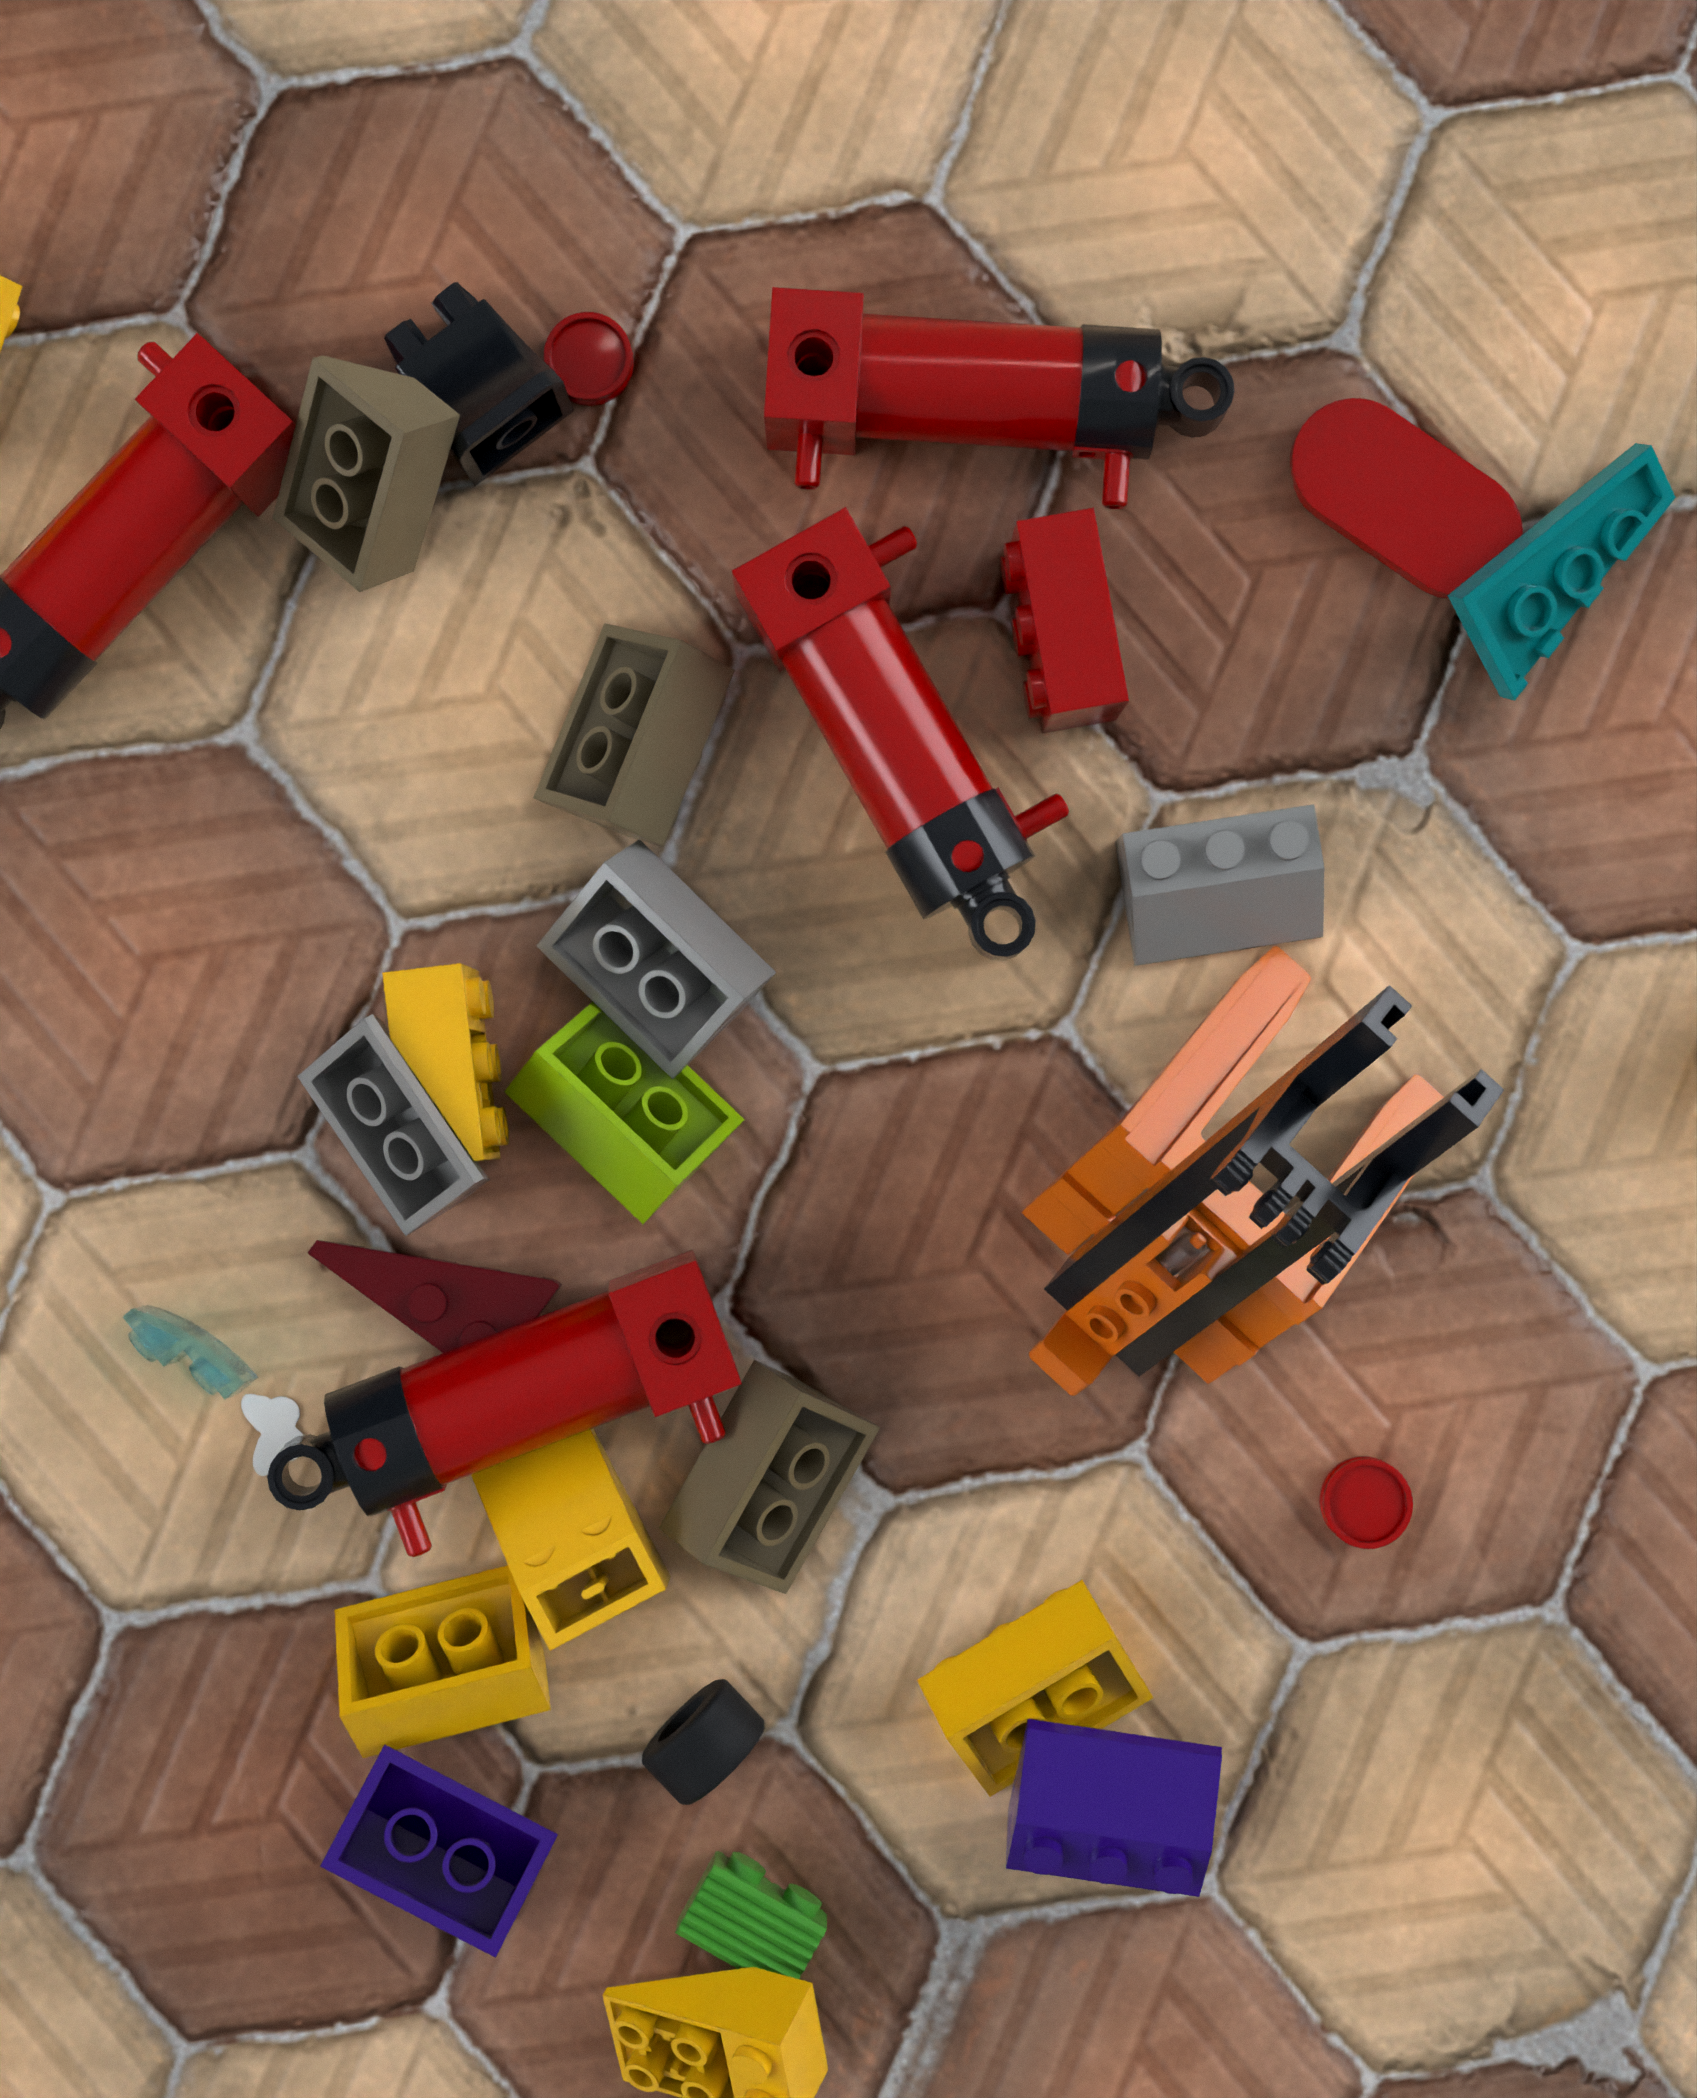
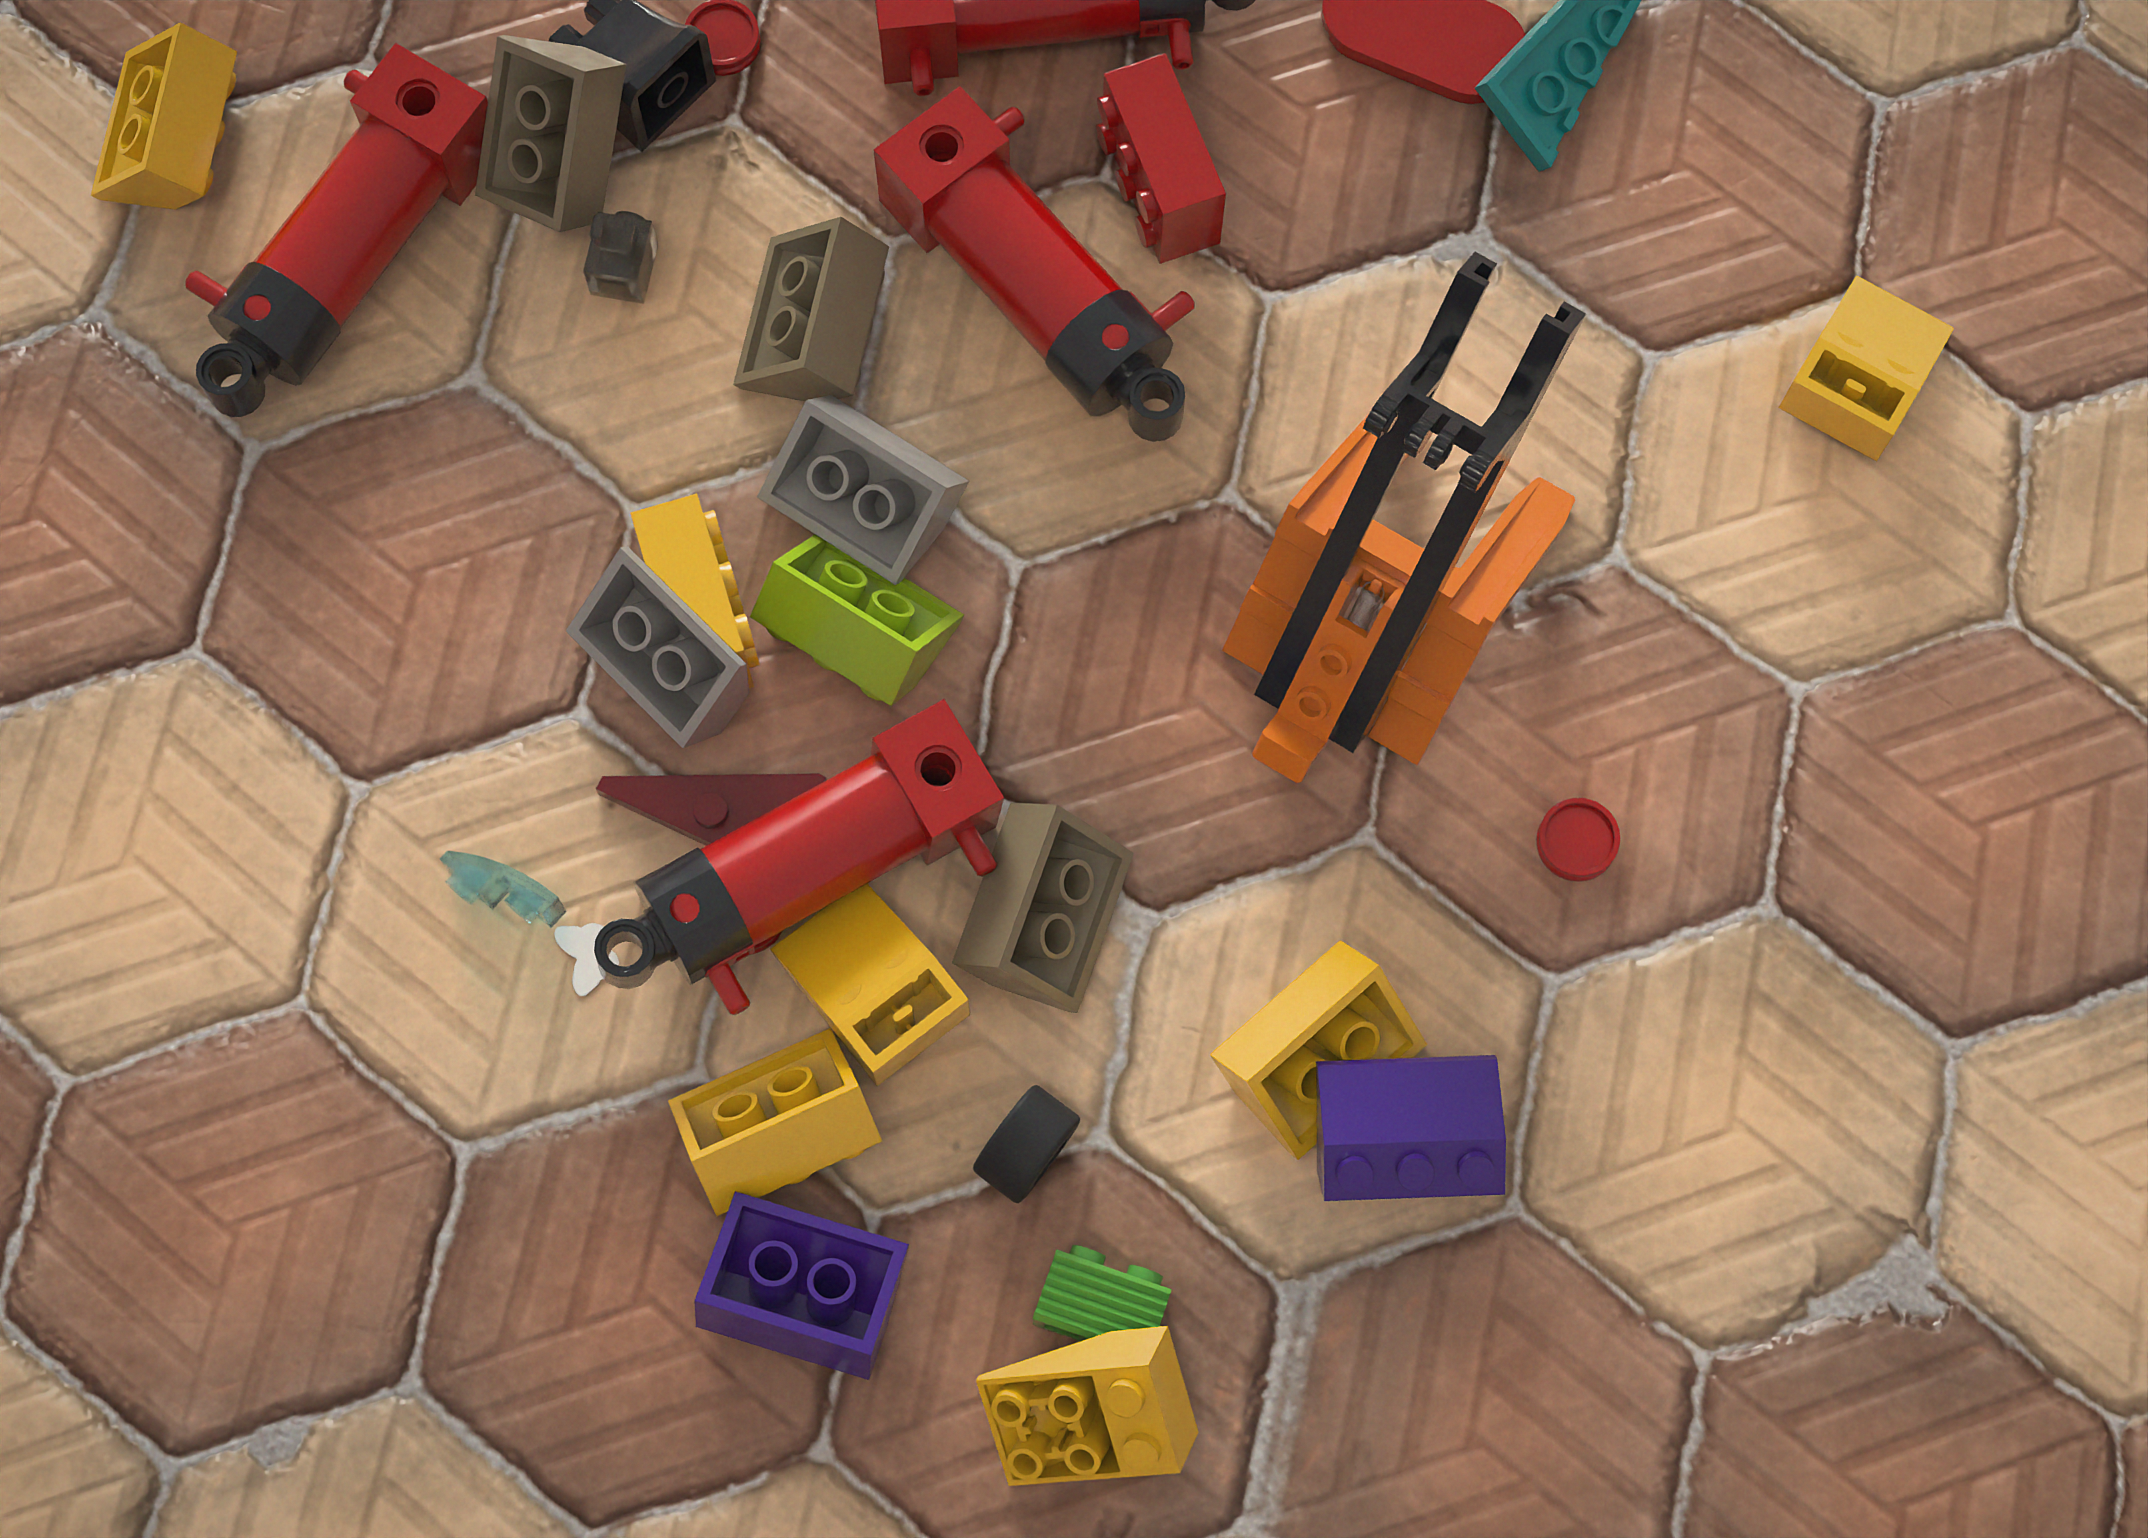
camera: 10 degrees left, 15 degrees down
(428, 622) = (620, 256): none -> clear smoke brick
(1222, 884) = (1332, 345): light grey slope -> none

